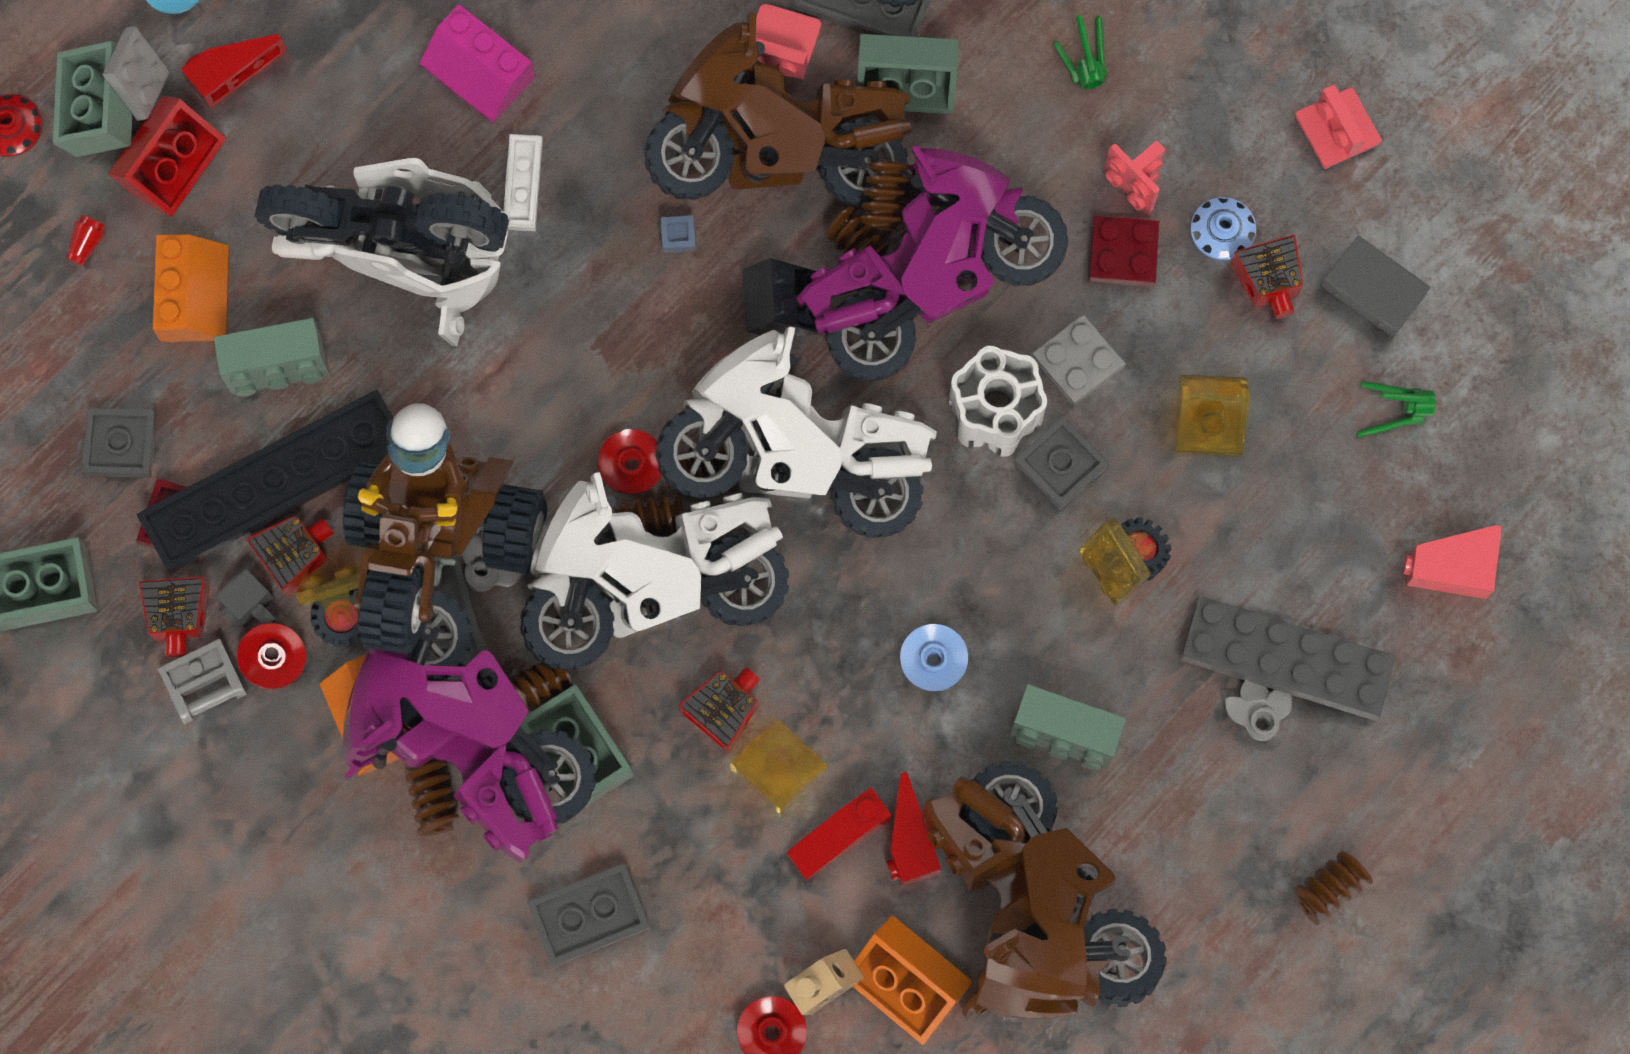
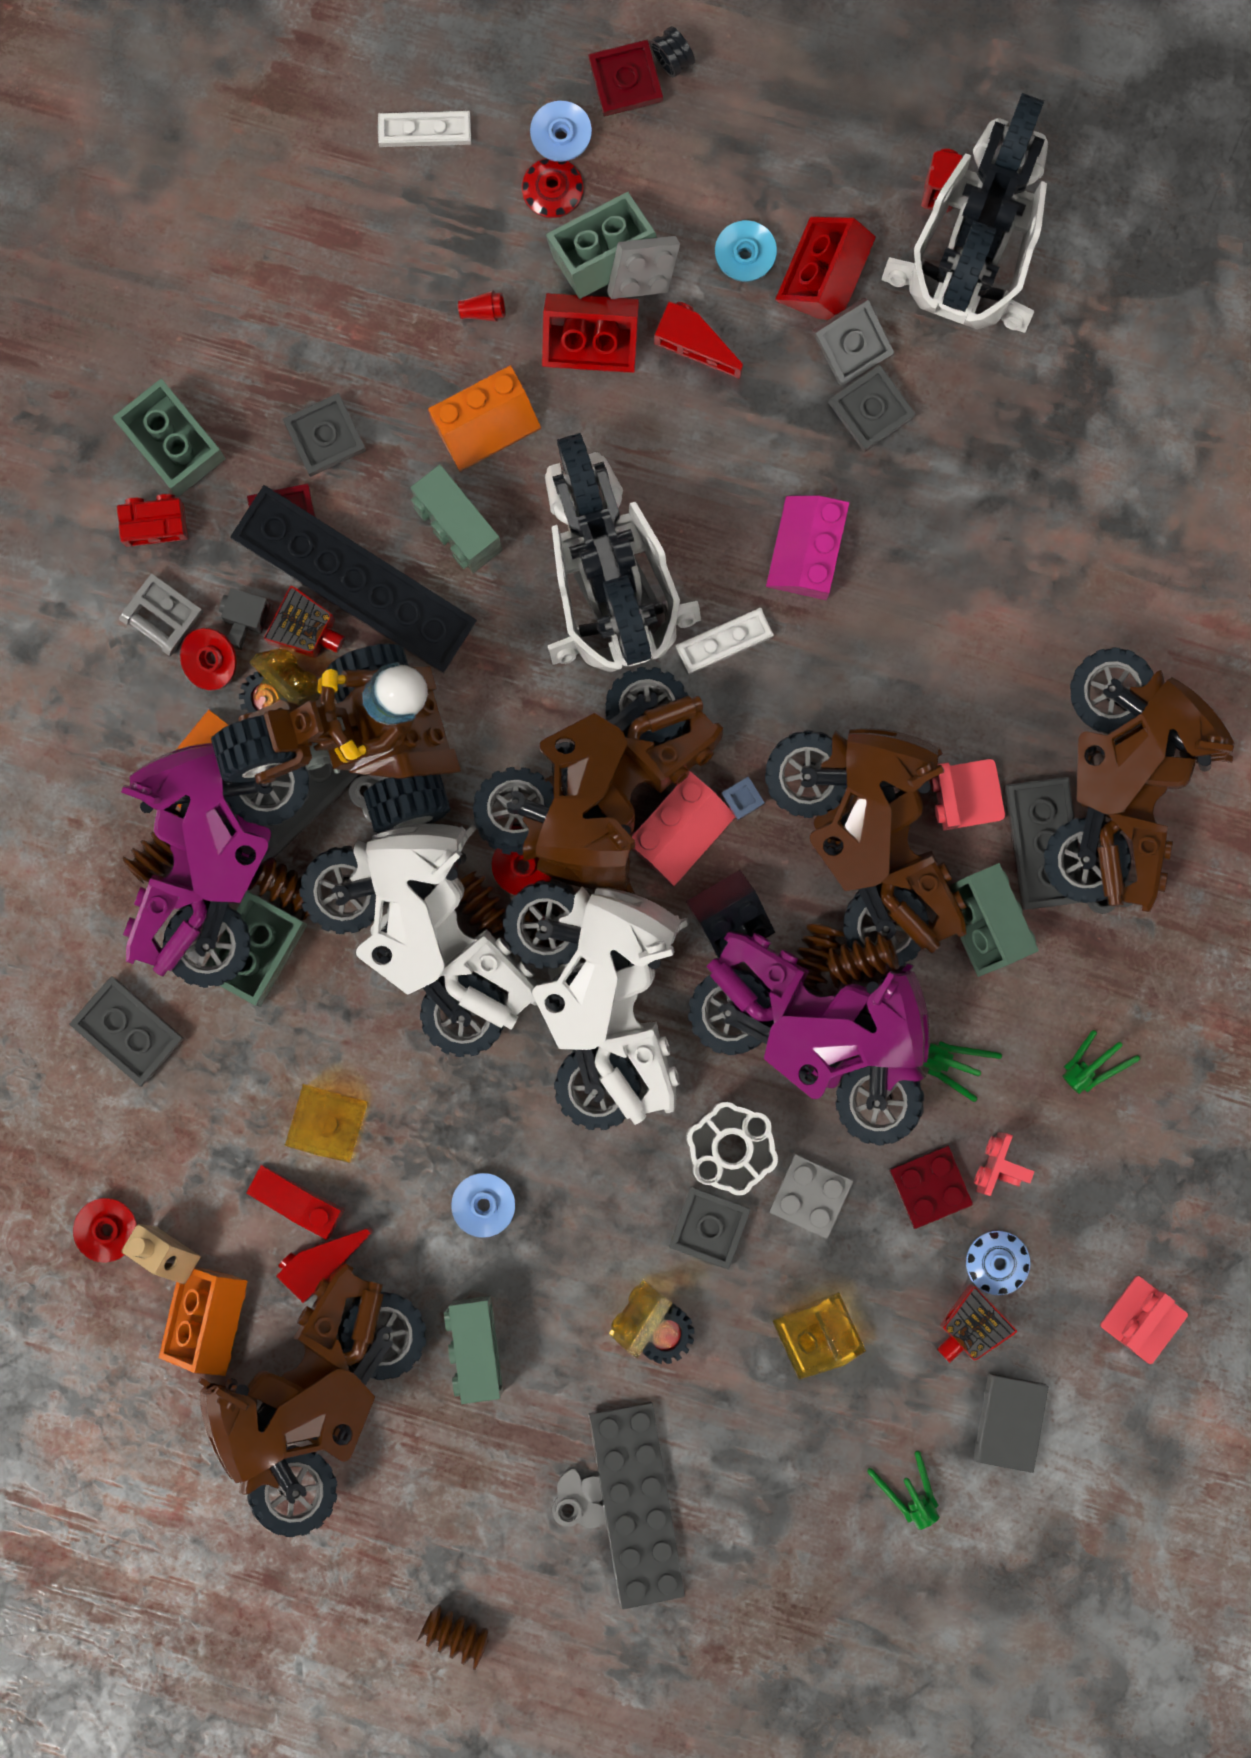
camera: 65 degrees right, 10 degrees up
(107, 643) = (152, 521): none -> red brick
(175, 611) = (205, 560): torso -> none
(629, 368) = (588, 823): none -> reddish brown piece
(675, 304) = (682, 828): none -> coral slope
(722, 707) = (352, 1051): torso -> none
(1015, 175) = (941, 1059): none -> green plant
(1457, 563) = (793, 1612): coral slope -> none

